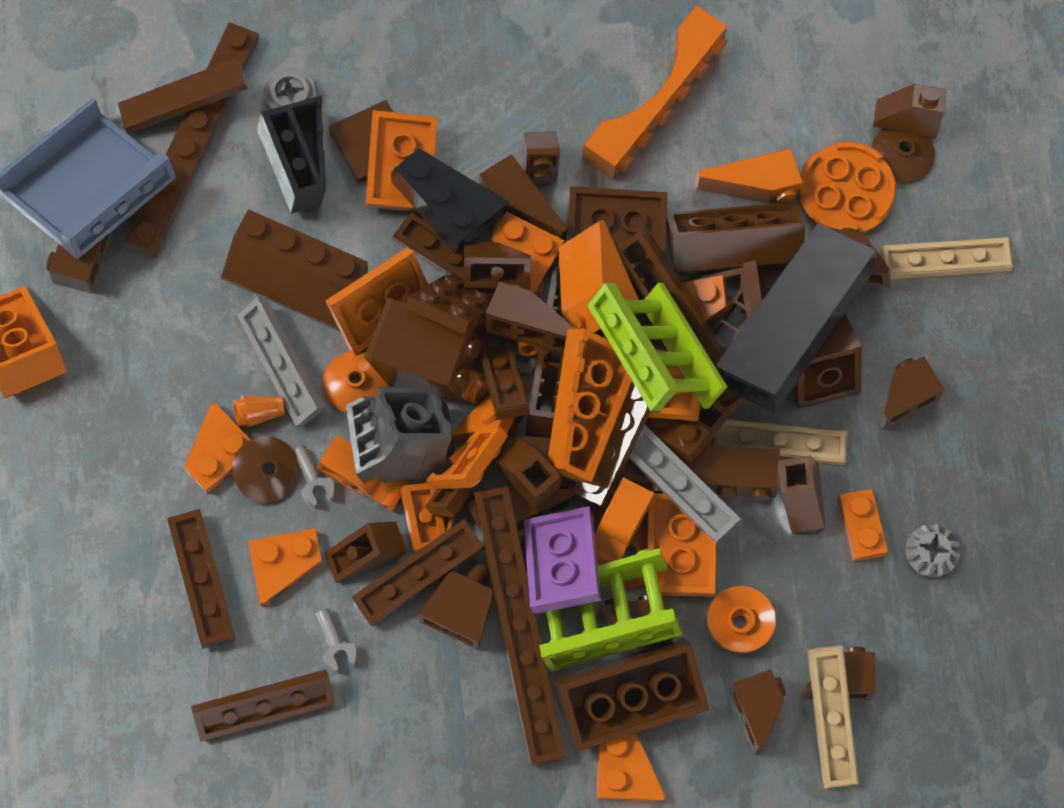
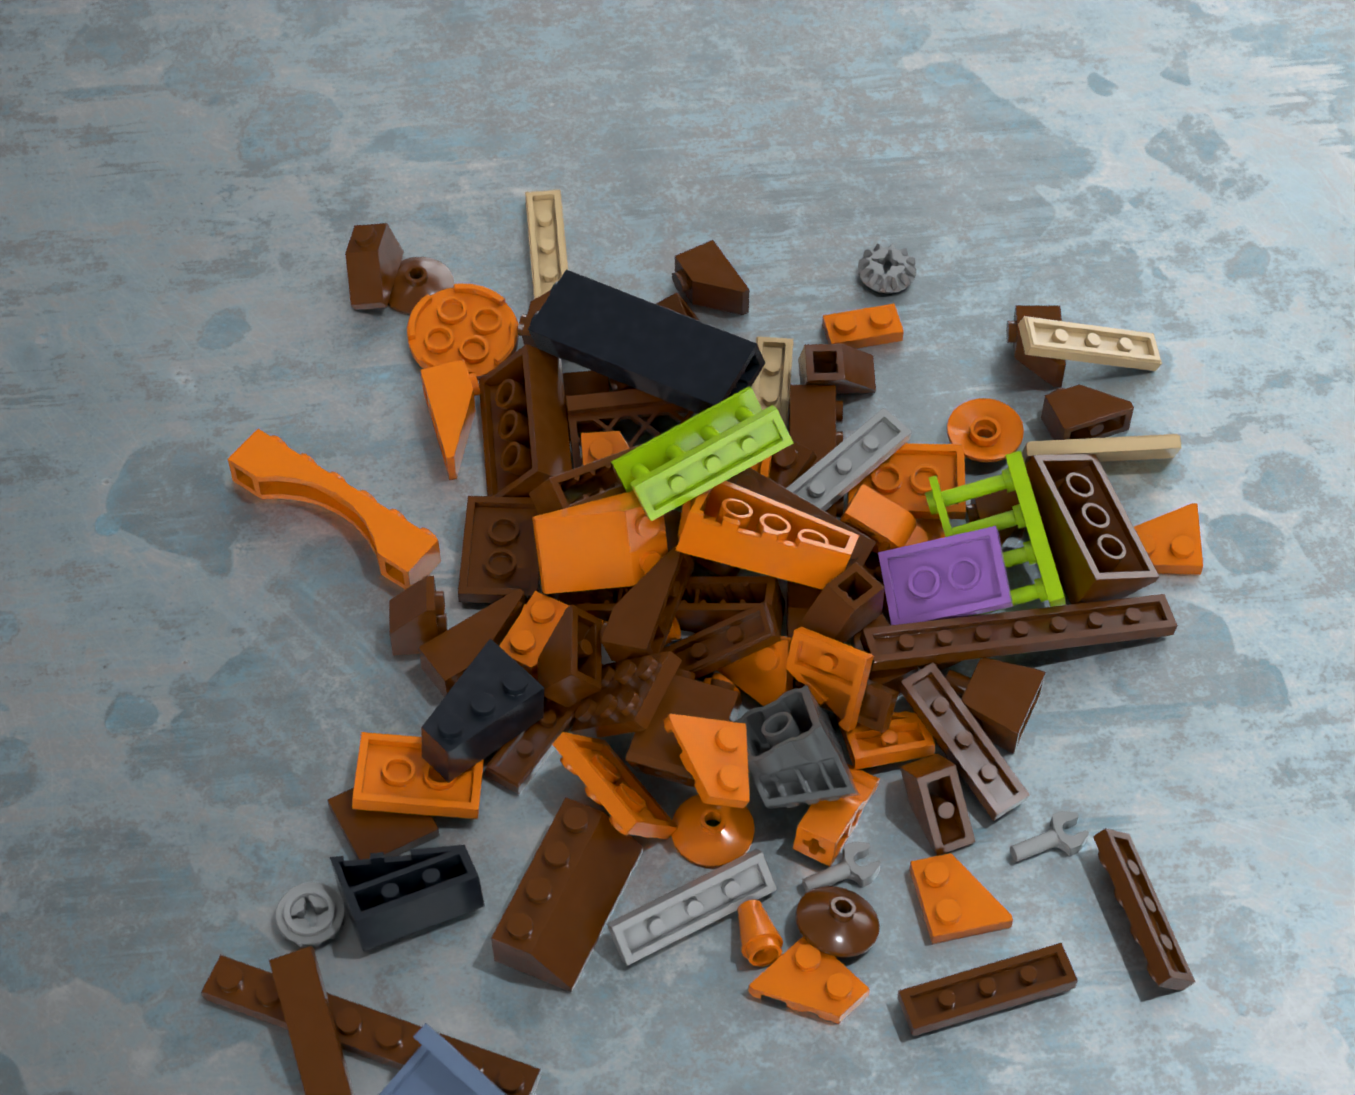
camera: 85 degrees left, 15 degrees down
(381, 360) = (714, 756): none -> orange wing
(720, 719) = (1109, 448): none -> tan tile

